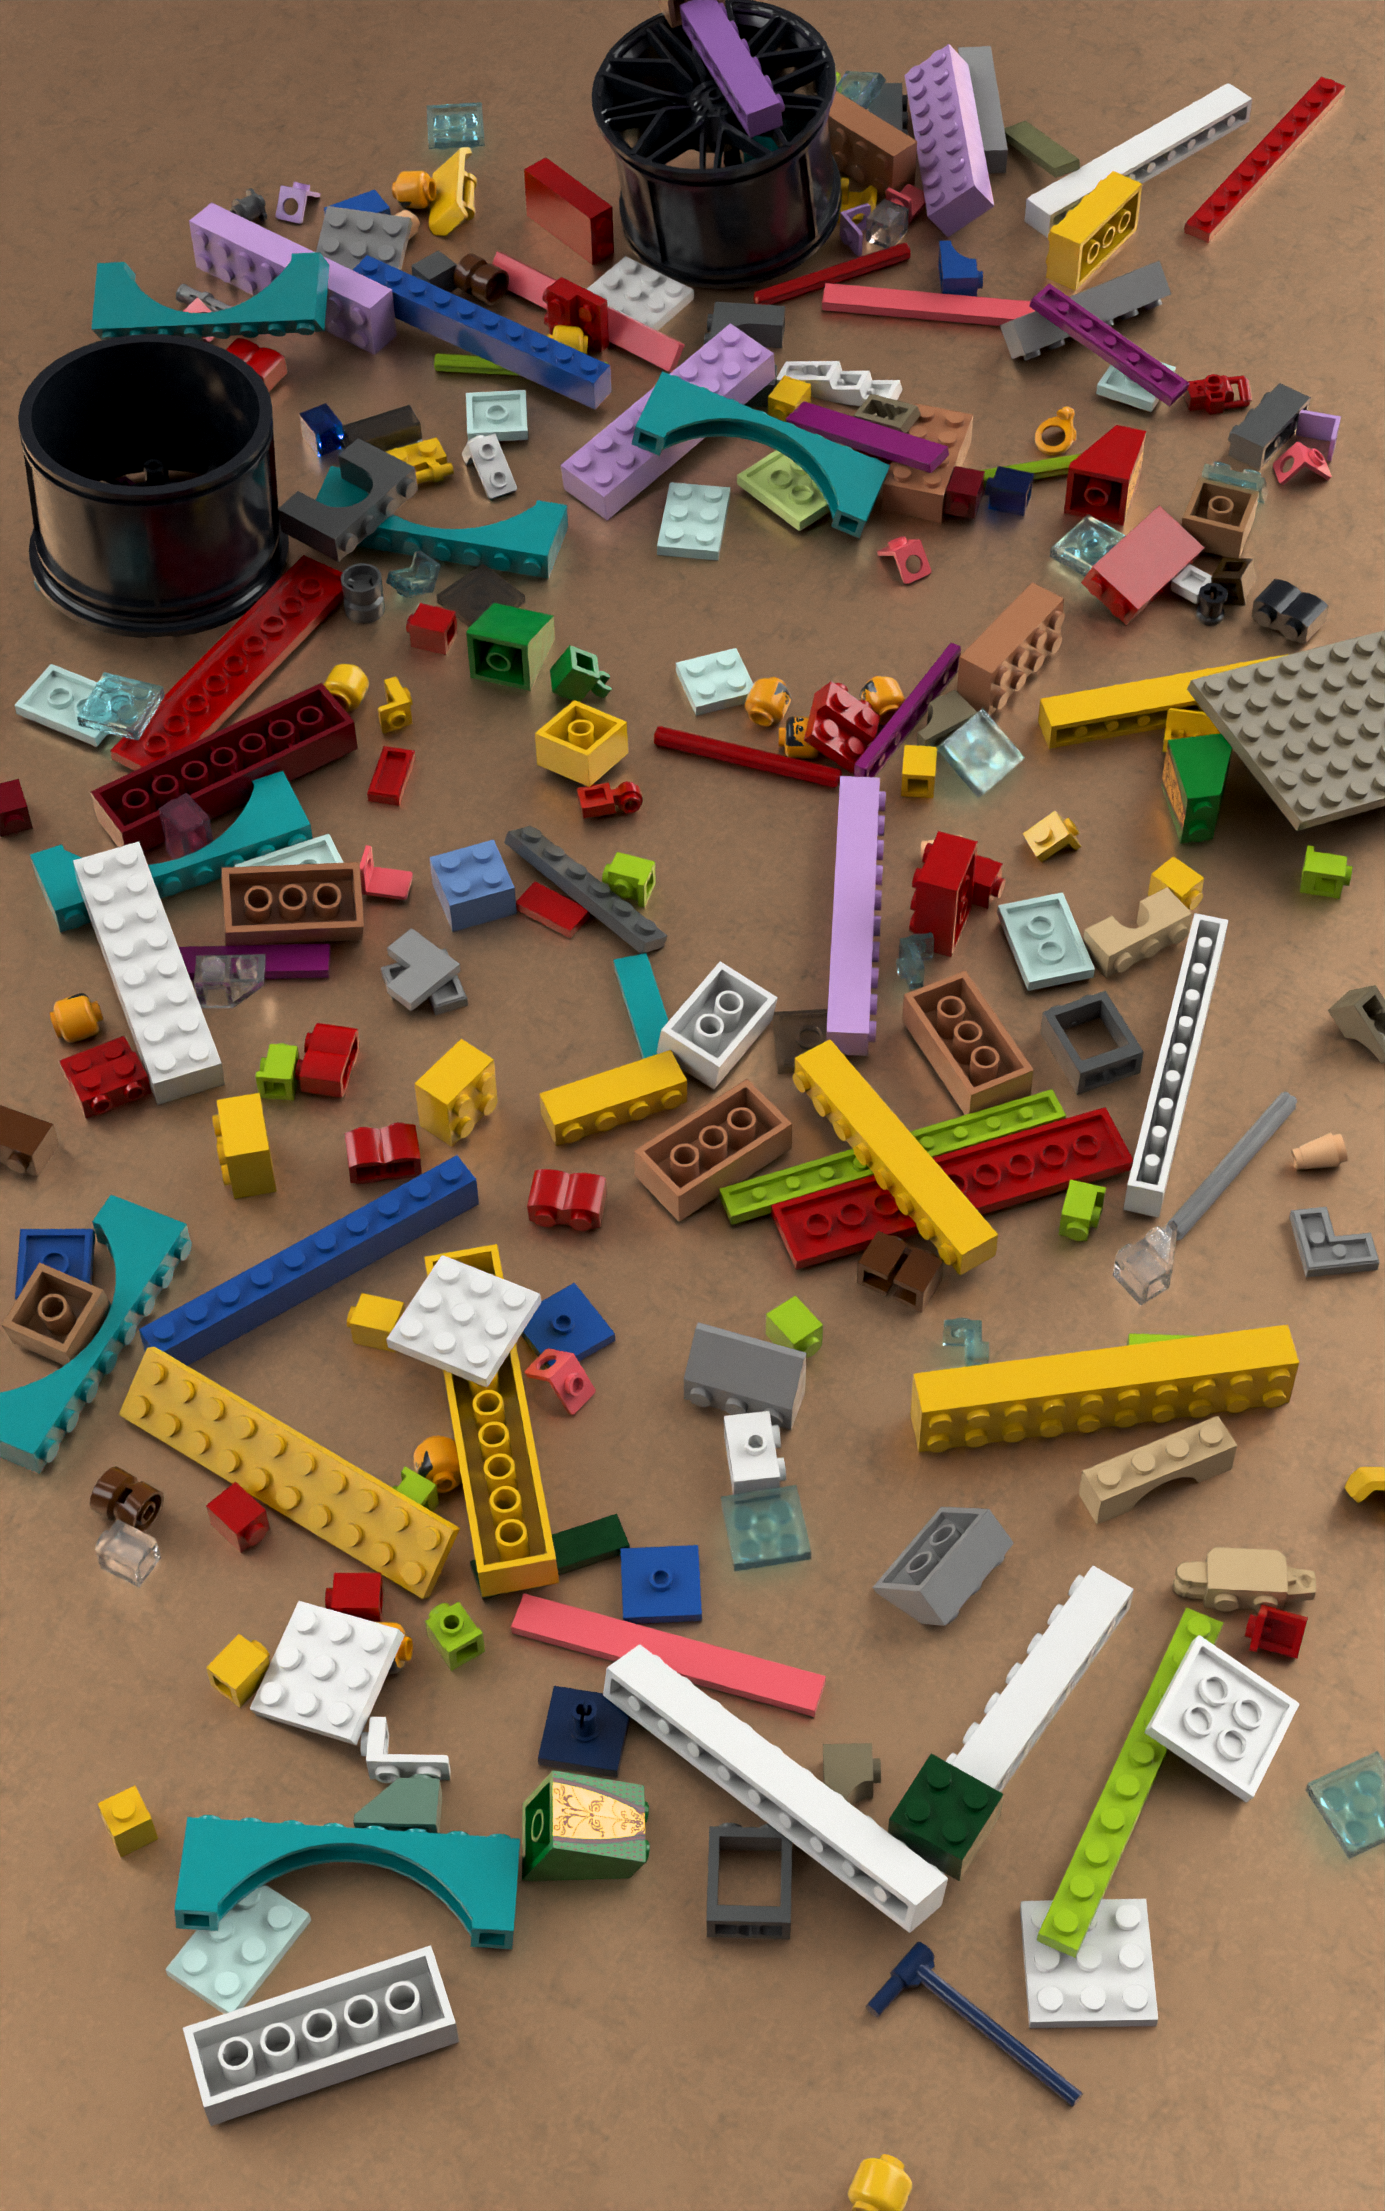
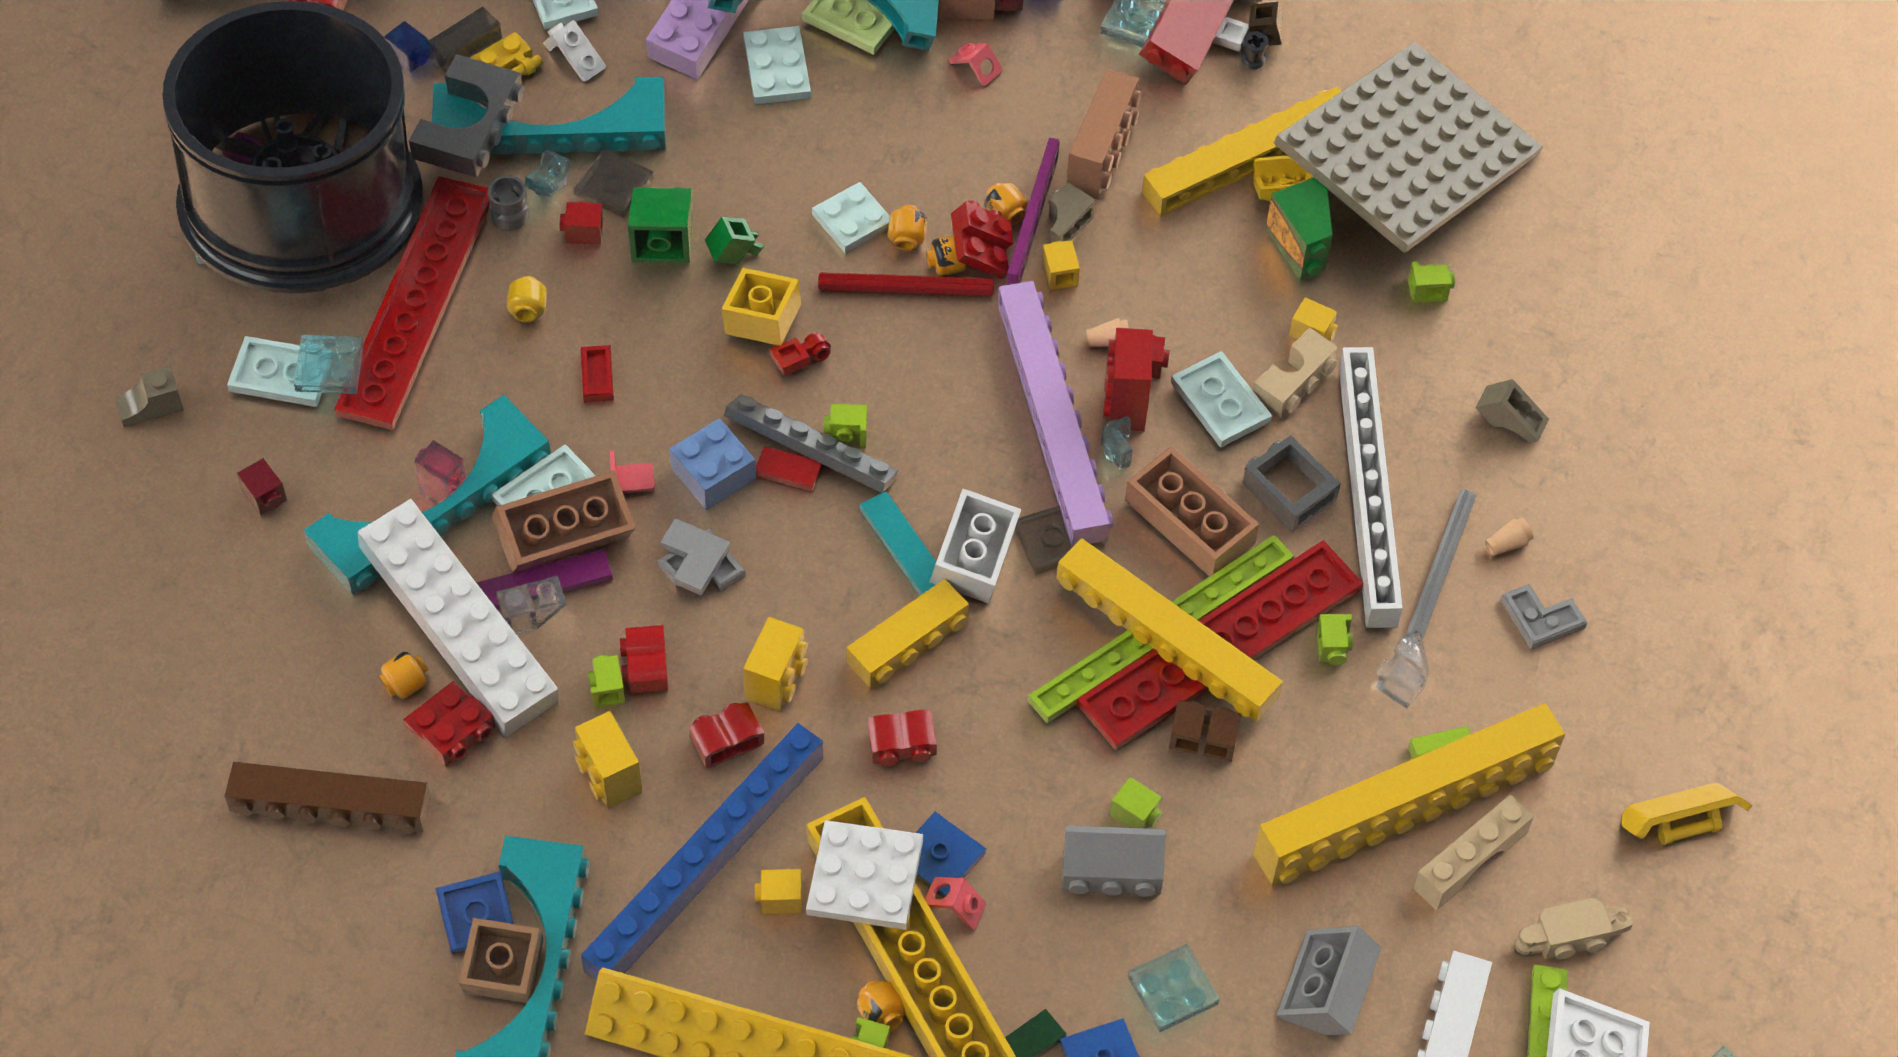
camera: 20 degrees left, 5 degrees up
(221, 767) = (448, 403): dark red brick -> none
(398, 707) = (581, 306): yellow bracket -> none
(712, 1149) = (1012, 661): nougat brick -> none
(752, 1452) = (1140, 926): white brick -> none
(968, 1334) = (1289, 784): clear light blue bracket -> none
(980, 753) = (1108, 236): clear light blue plate -> none
(1052, 835) = (1193, 299): yellow bracket -> none
(1276, 1631) = (1612, 965): red bracket -> none
(1290, 611) = (1322, 42): black brick -> none

